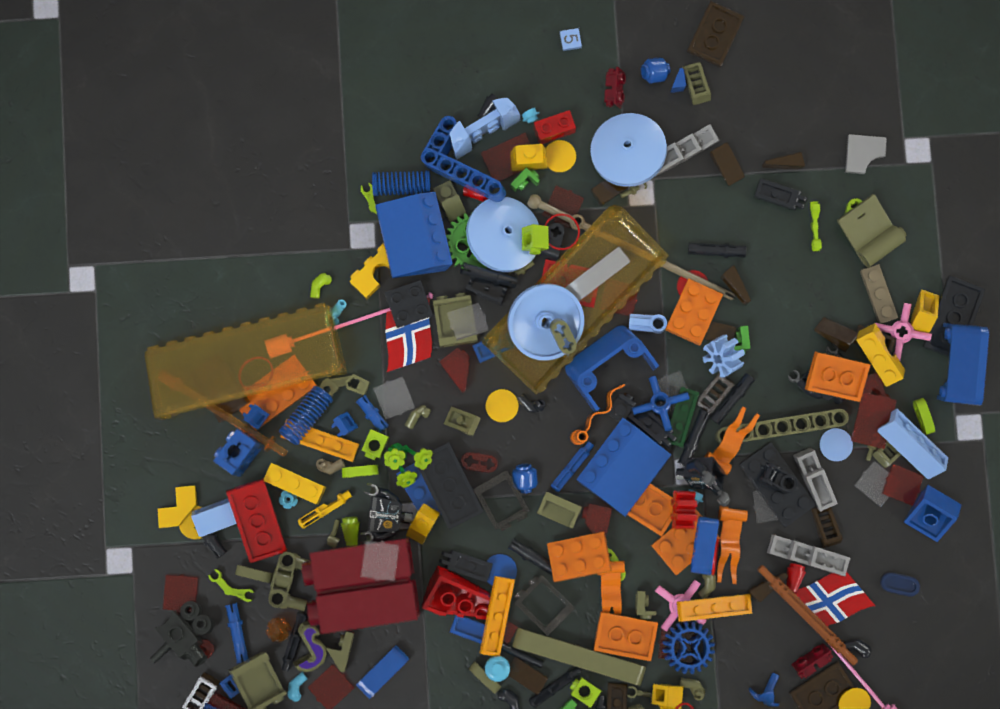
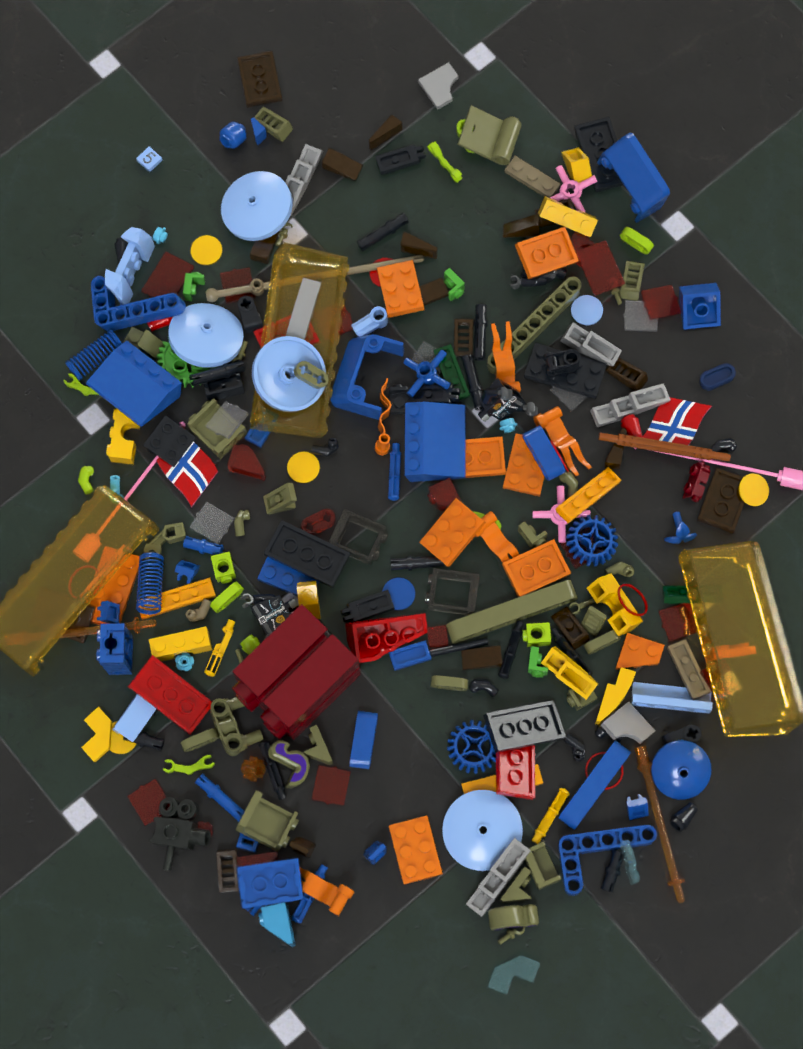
camera: 30 degrees left, 10 degrees down
(293, 687) = (300, 806): medium azure arm -> none
(380, 561) = (293, 635): clear piece -> none
(396, 457) = (247, 559): lime plant -> none
(497, 616) = (422, 627): light orange tile -> none
(497, 668) = (454, 666): medium azure head -> none
(525, 478) = (363, 505): blue head -> none
(529, 157) = (180, 263): yellow torso -> none
(535, 239) = (233, 318): lime brick -> none
(554, 127) = (185, 230): red brick -> none
(559, 510) = (409, 511): olive panel -> none
(575, 221) = (248, 316): red piece -> none
(614, 78) = (216, 174): dark red hinge -> none
(683, 510) = (506, 435): red gear -> none
(723, 356) = (448, 302): light blue gear -> none
(914, 445) = (645, 265): light blue panel -> none

